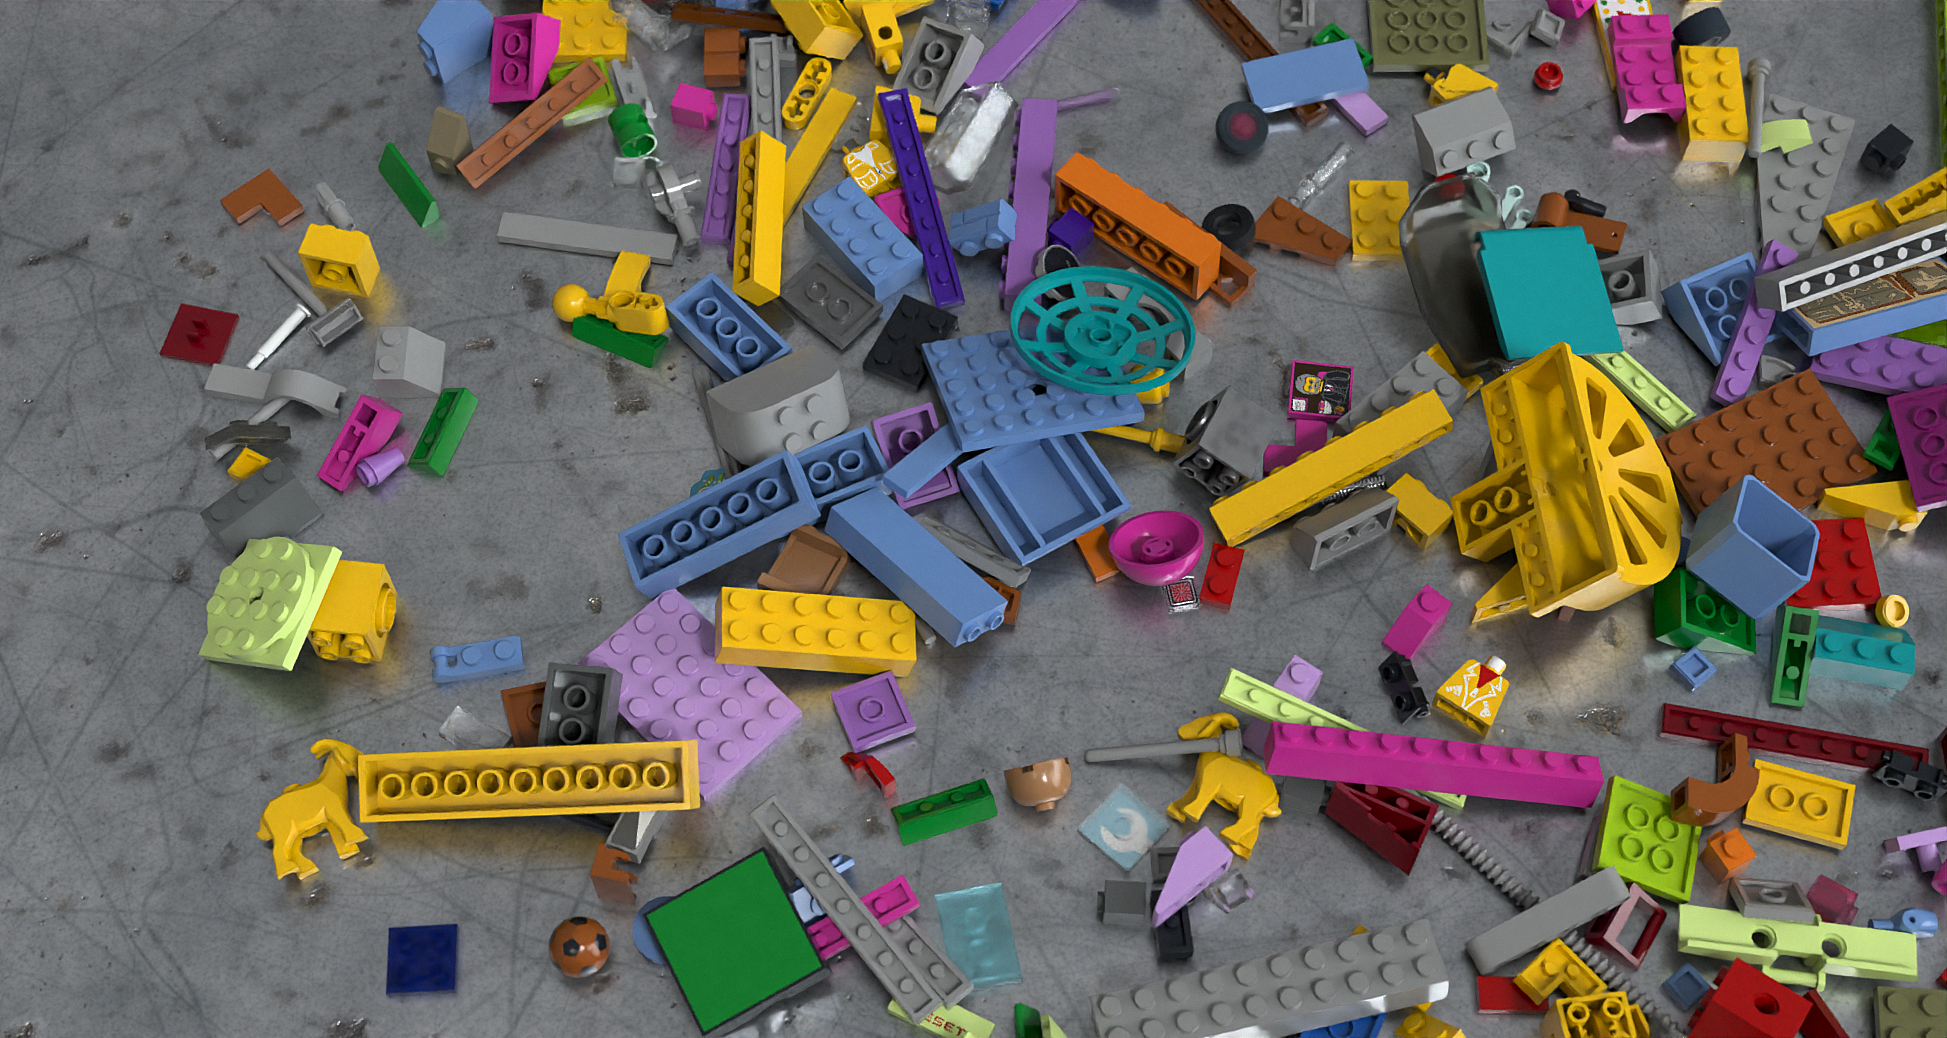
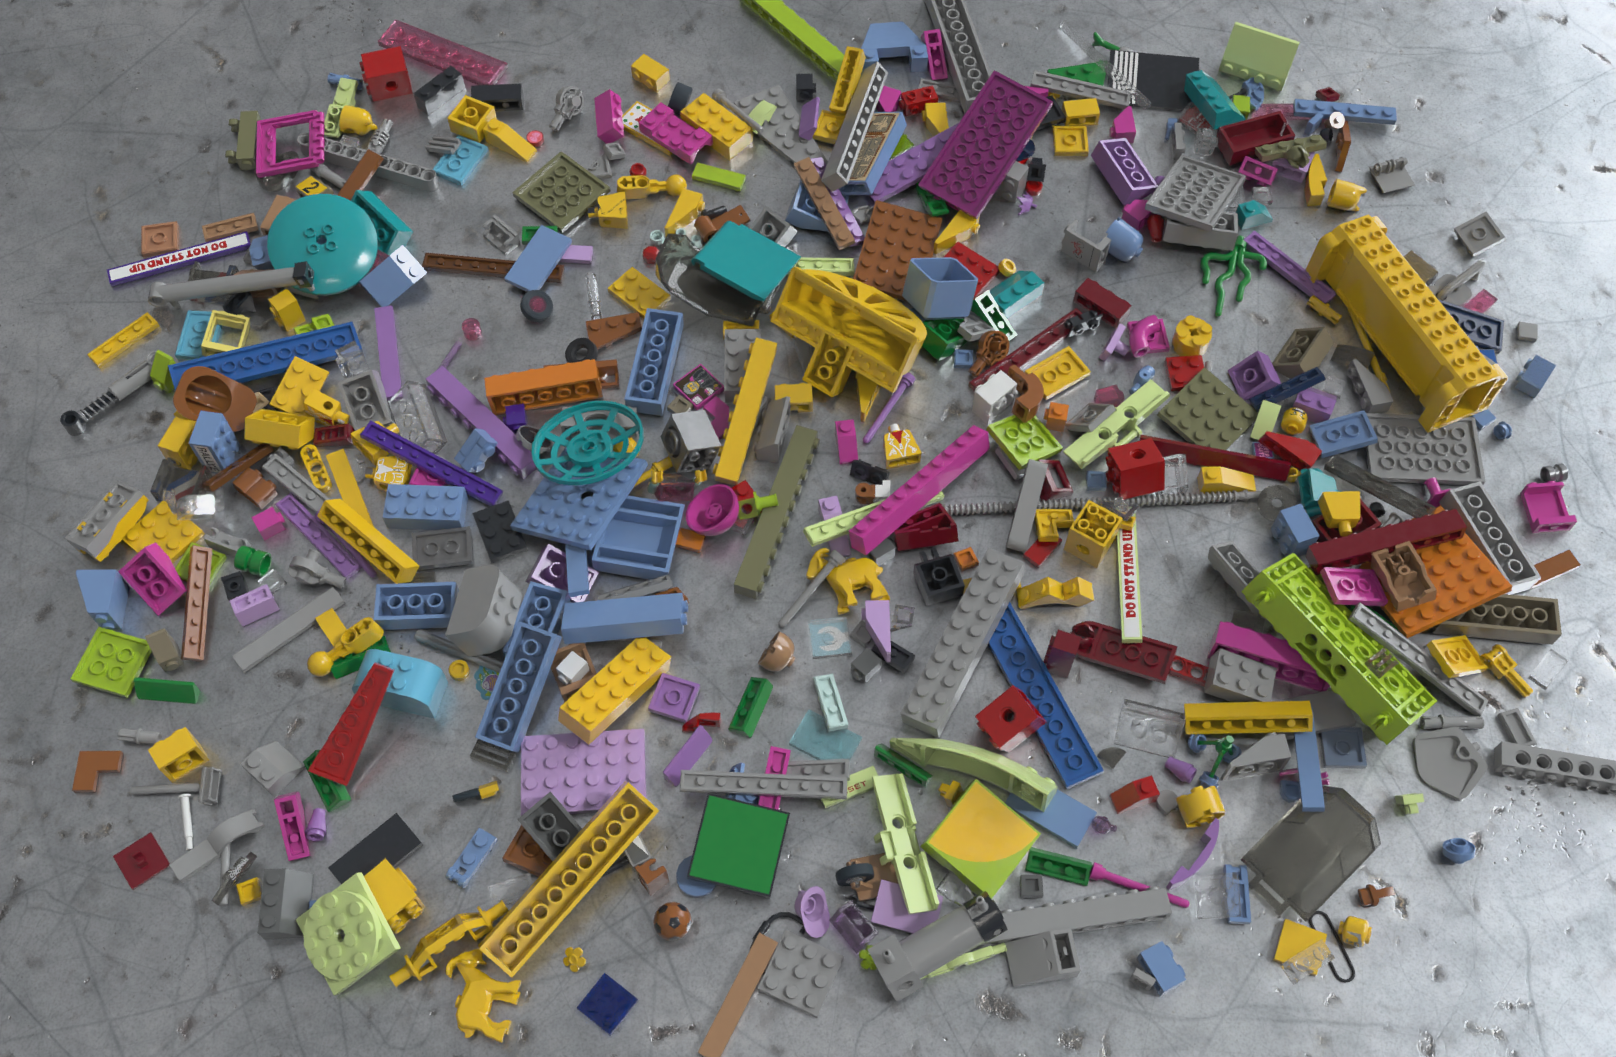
camera: 50 degrees left, 0 degrees up
(365, 710) = (437, 939): none -> yellow plate
(392, 107) = (112, 662): none -> lime plate
(412, 556) = (389, 841): none -> black tile
(446, 875) = (573, 958): none -> yellow plant
(492, 405) = (345, 743): none -> red wing
(568, 602) = (486, 790): none -> piece
(582, 179) = (254, 605): none -> lavender hinge
(586, 145) = (234, 585): none -> black brick
(617, 402) = (415, 684): none -> medium azure brick
(629, 597) = (508, 761): none -> clear smoke tile
(695, 450) = (459, 670): none -> yellow tile
(800, 565) = (572, 668): none -> white brick
(813, 789) = (687, 755): none -> medium lavender slope
(862, 82) = (344, 435): none -> dark red slope
(1033, 901) = (830, 702): none -> light aqua tile
(1135, 95) = (470, 333): none -> clear pink wheel
(1146, 473) = (674, 486): none -> torso
(1216, 590) = (757, 504): none -> lime bracket
(1236, 621) = (774, 519): none -> olive brick
(1271, 394) = (679, 405): none -> dark tan tile
(1299, 313) = (654, 361): none -> medium blue brick
(1330, 873) = (938, 578): none -> black hinge
(1376, 715) = (871, 494): none -> leg
(1398, 907) = (966, 559): none -> orange tile
(1462, 132) = (634, 224): light grey slope -> none
(1515, 83) = (640, 186): none -> yellow beam
(1545, 172) = (685, 211): none -> yellow slope
(1582, 623) = (906, 381): none -> medium lavender piece
(1642, 168) = (718, 177): none -> lime tile
(1669, 749) = (994, 396): none -> white brick
(1730, 312) = (824, 203): none -> medium nougat plate
(1733, 687) = (987, 348): none -> dark orange pin
(1749, 643) = (973, 327): none -> light grey wing
(1841, 194) = (809, 119): none -> medium lavender slope

